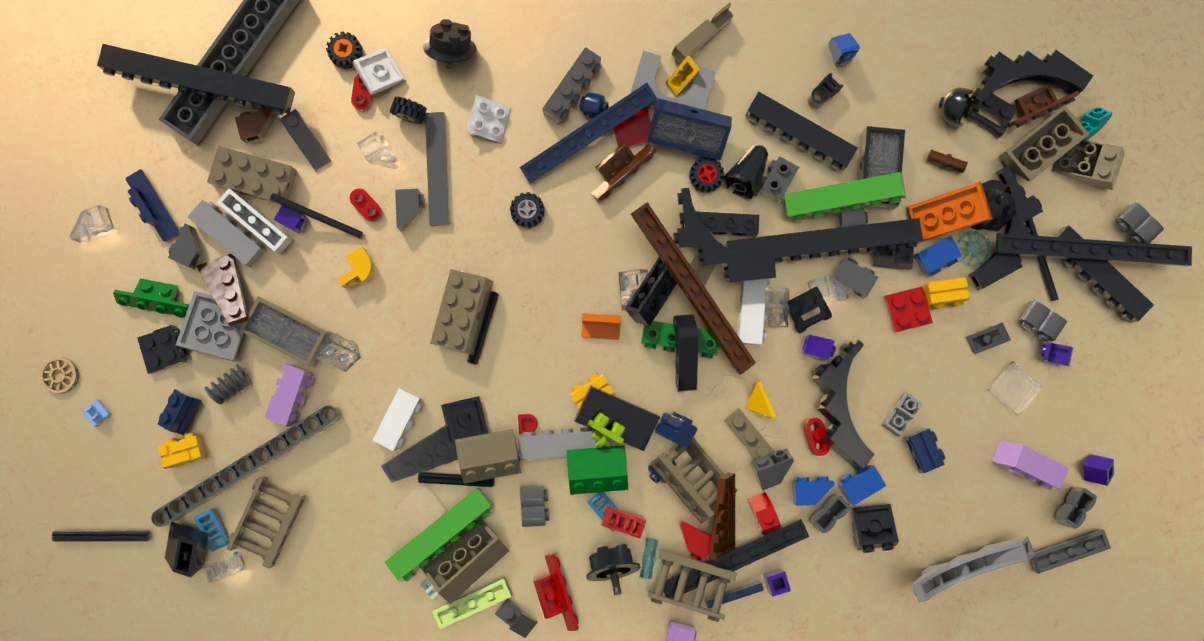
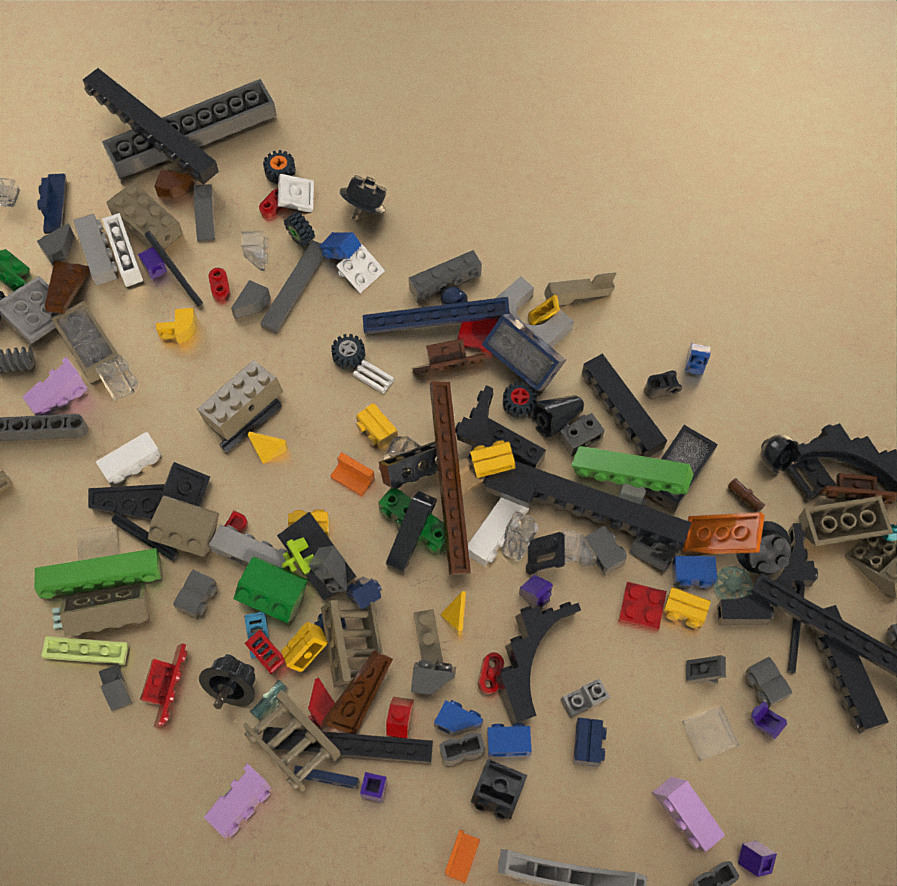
camera: 30 degrees right, 20 degrees down
(458, 108) = (340, 245): none -> blue brick
(510, 342) = (267, 446): none -> yellow slope
(563, 214) = (361, 368): none -> white tile
(595, 269) = (376, 425): none -> yellow brick
(639, 426) = (330, 569): none -> dark grey slope
(655, 502) = (304, 646): none -> yellow brick
(726, 257) = (492, 459): none -> yellow brick
(873, 595) = (462, 857): none -> orange panel

